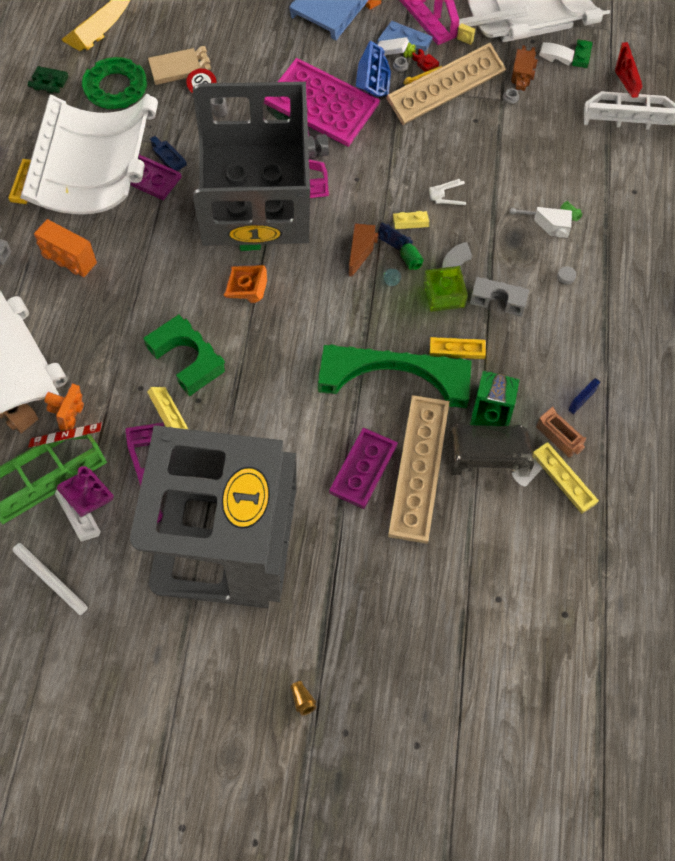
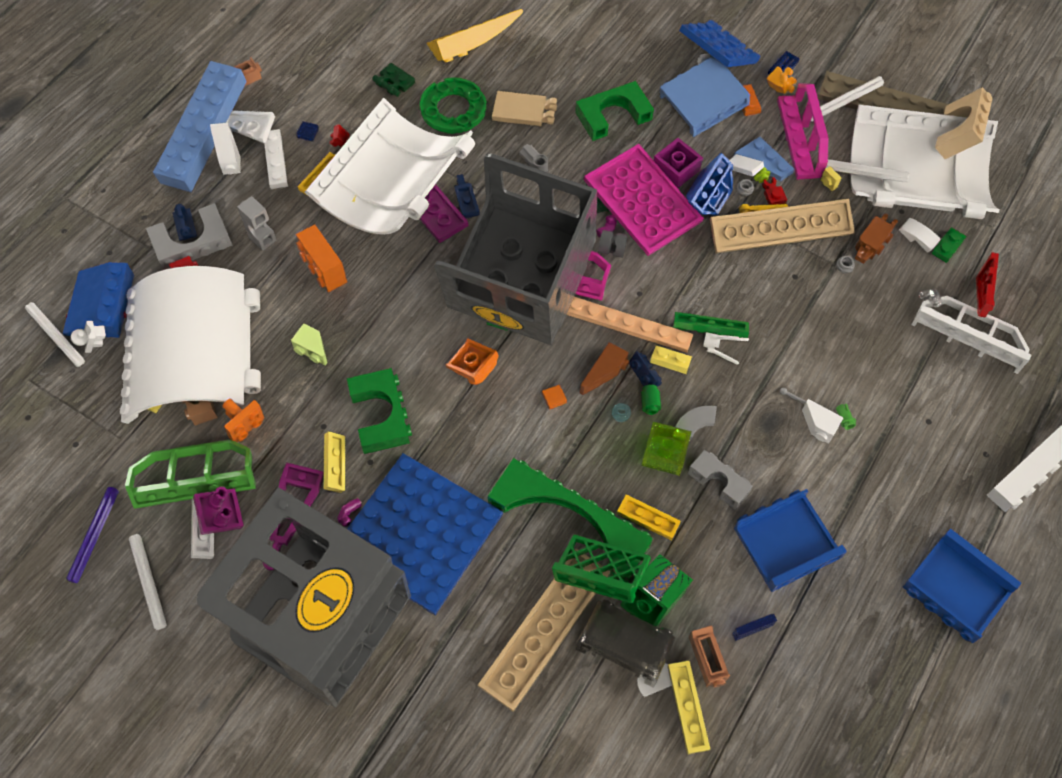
camera: 25 degrees right, 0 degrees up
(24, 143) = (339, 135): none -> red tile
(63, 435) = (229, 445): red sticker -> none
(93, 324) = (309, 343): none -> yellowish green slope
(199, 76) = (536, 133): sticker -> none
(264, 25) = (626, 96): none -> green arch
(286, 414) = (425, 528): none -> blue plate
(329, 286) = (554, 397): none -> orange tile
(337, 60) = (679, 162): none -> magenta brick
(363, 468) = (489, 603): magenta plate -> none
(364, 205) = (630, 324): none -> light nougat plate
(423, 182) = (711, 325): none -> green plate
(445, 409) = (594, 580): none -> green fence
(566, 275) = (805, 482): light grey tile -> none
(574, 321) = (787, 540): none -> blue panel
(590, 94) = (932, 295): none -> clear arm

